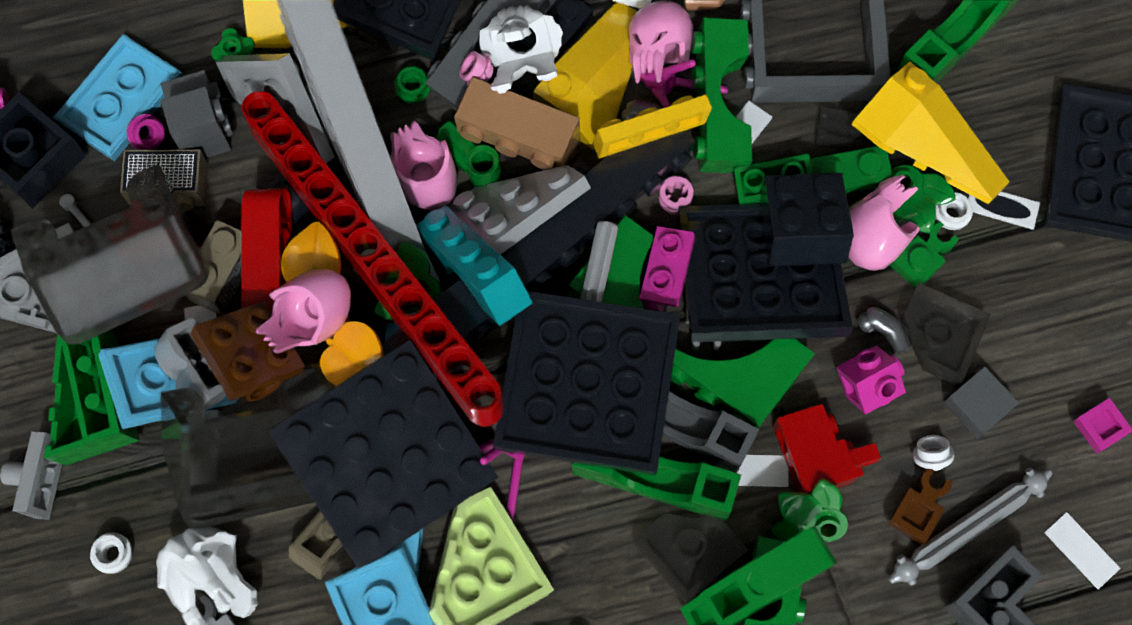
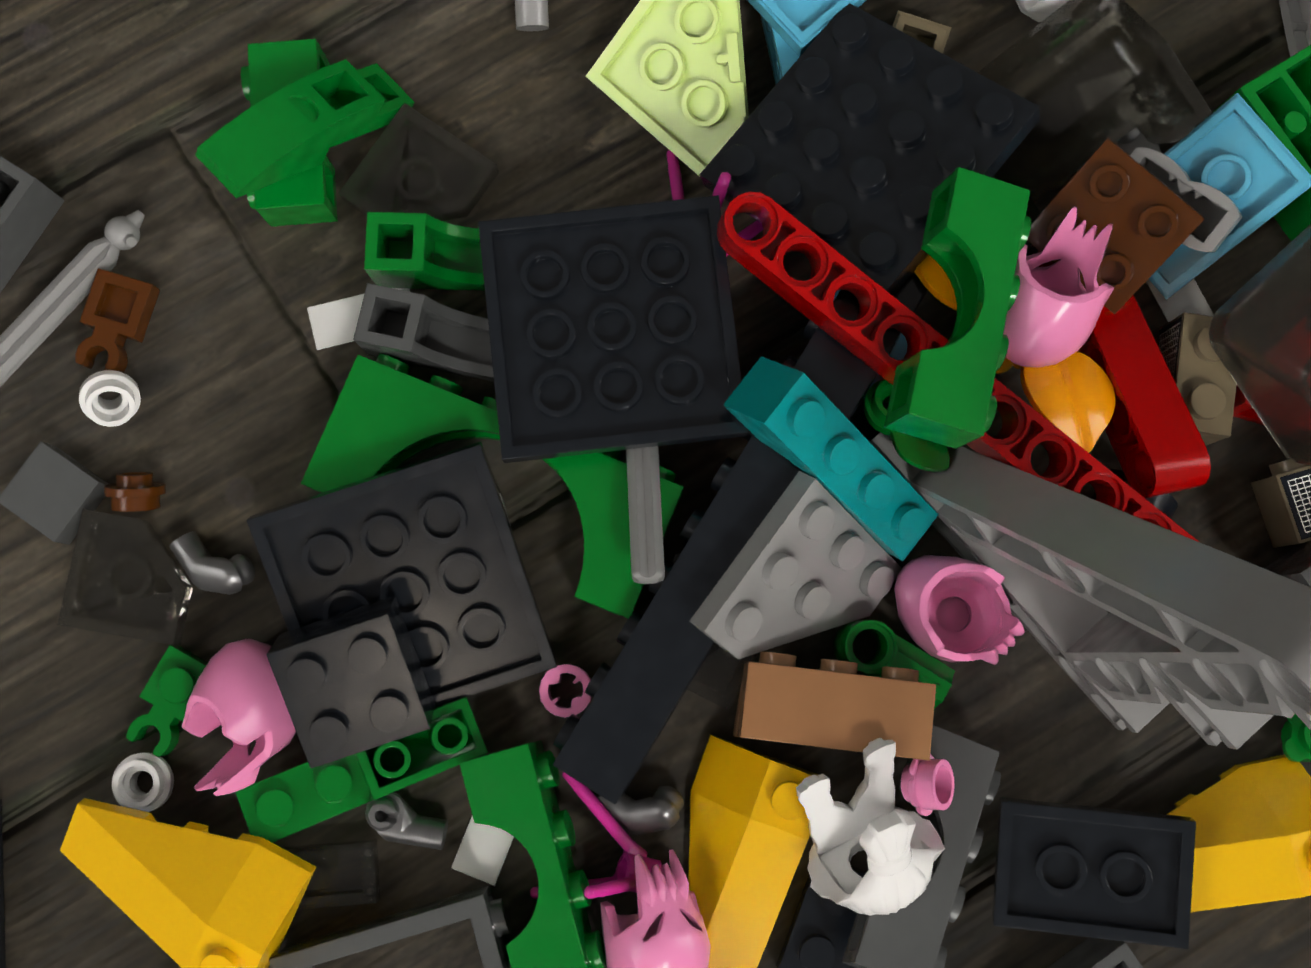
camera: 165 degrees right, 10 degrees up
(394, 257) = (976, 238): none -> green arch
(408, 76) = (1035, 757): green plate -> none
(651, 125) = (624, 761): yellow plate -> none
(667, 268) = (544, 551): dark pink bracket -> none
(793, 143) = (401, 824): none -> flat silver arm
(809, 510) = (245, 263): green plate -> none
(814, 453) = (266, 343): red hinge -> none
(872, 379) = (212, 476): dark pink brick -> none
(921, 205) = (175, 799): green plate -> none
(926, 386) = (135, 492): none -> reddish brown plate
(1008, 209) = (49, 814): sticker -> none

